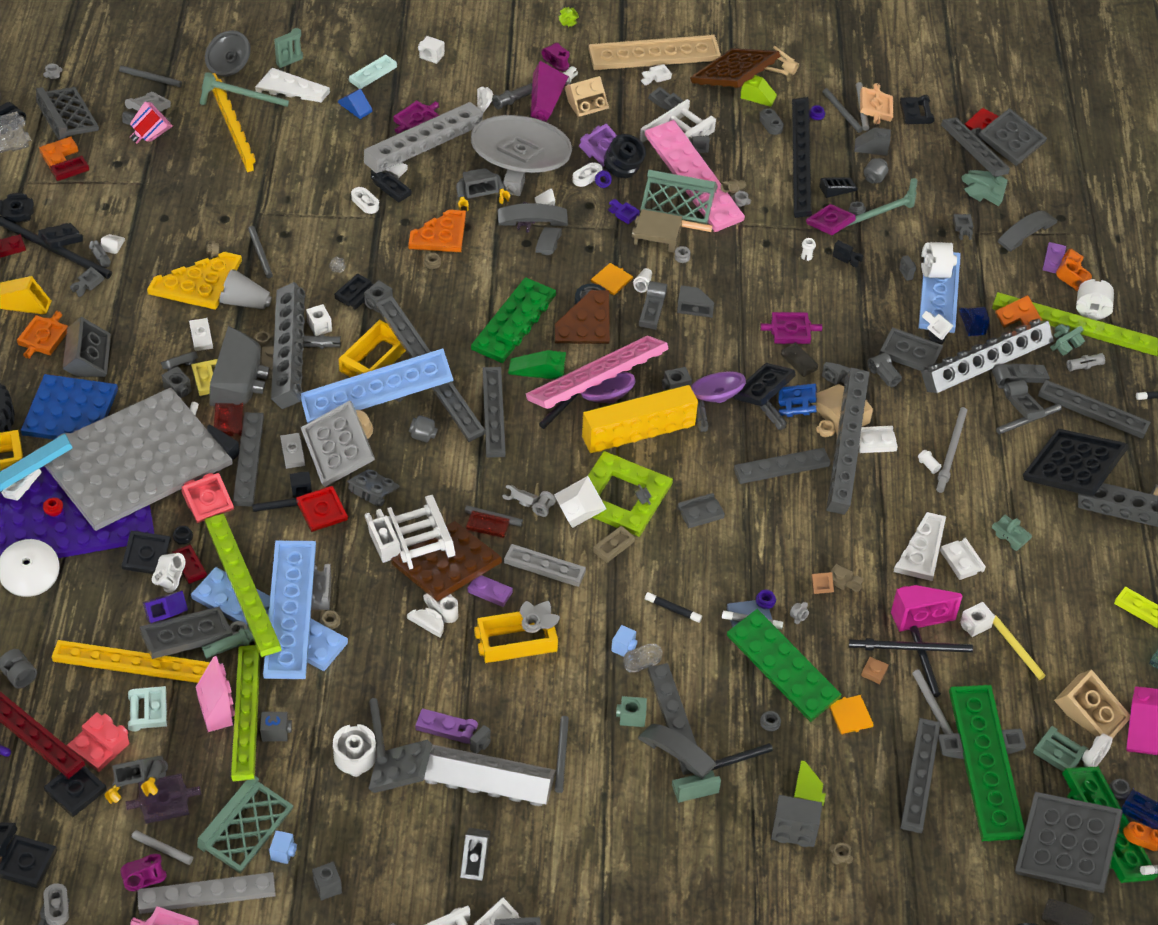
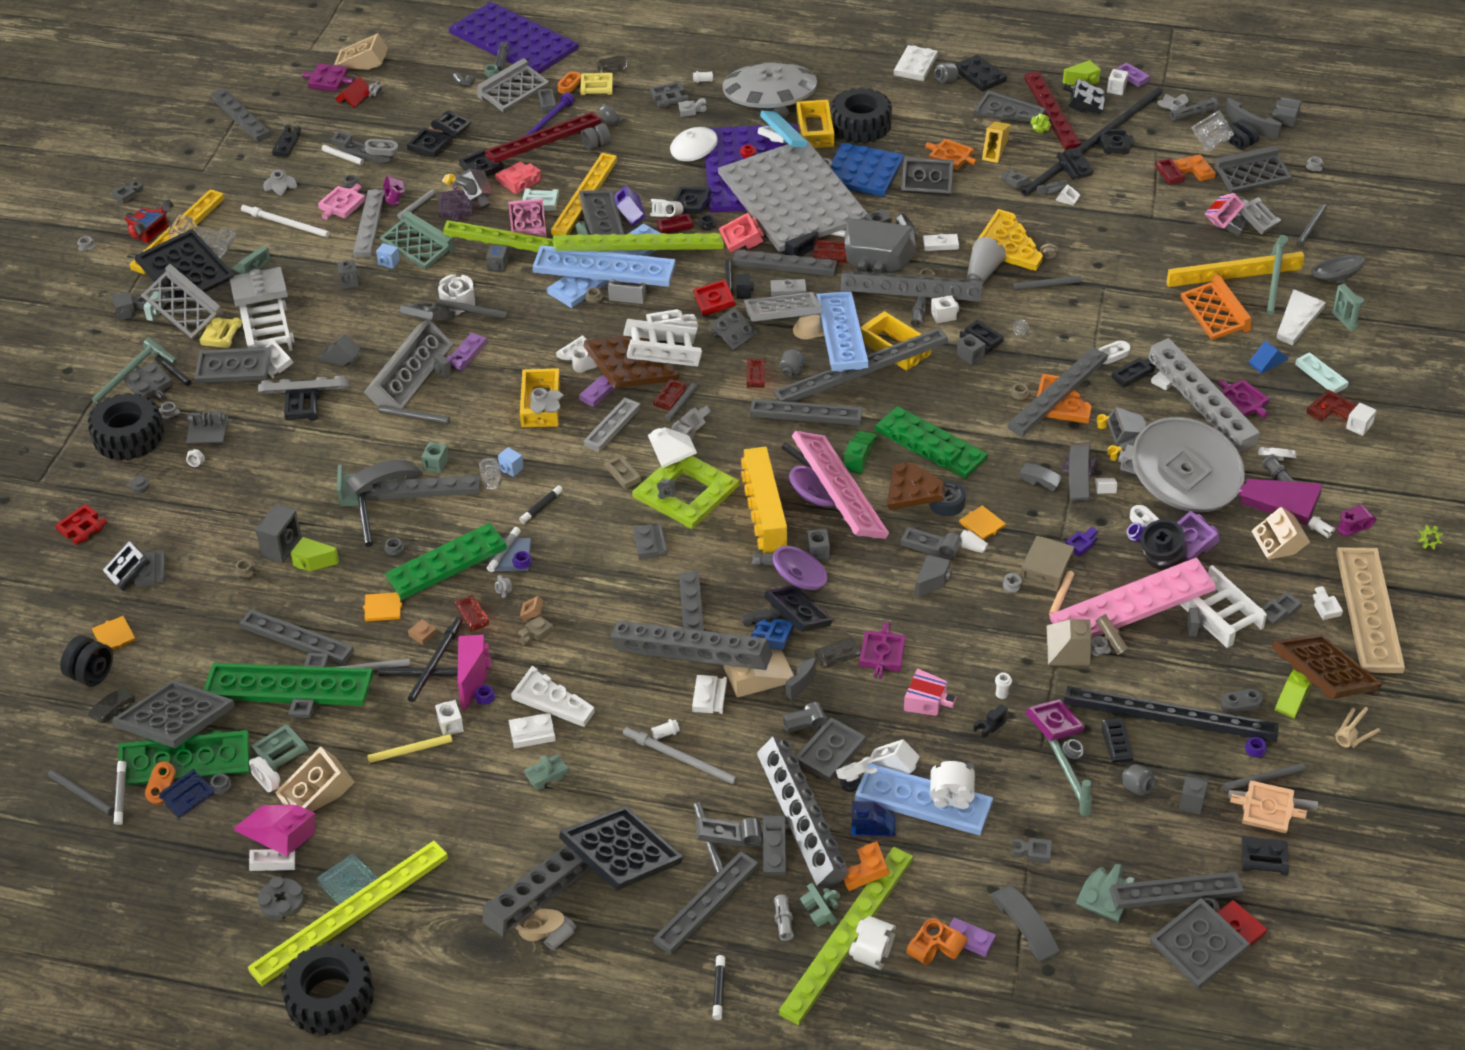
camera: 105 degrees right, 5 degrees down
(285, 124) = (1228, 303): none -> orange fence
(414, 66) = (1329, 403): none -> clear red plate
(436, 229) = (1057, 391): none -> dark grey plate
(441, 458) = (755, 373): none -> clear red plate
(541, 866) = (320, 383): none -> light grey piece
(574, 876) = (295, 404): none -> black plate
(684, 183) = (1095, 580): sand green fence -> none
(748, 208) = (1069, 643): none -> dark tan slope
(831, 295) = (927, 694): none -> bright pink torso
(840, 632) = (472, 613): none -> clear red plate
(908, 311) = (896, 756): none -> white slope

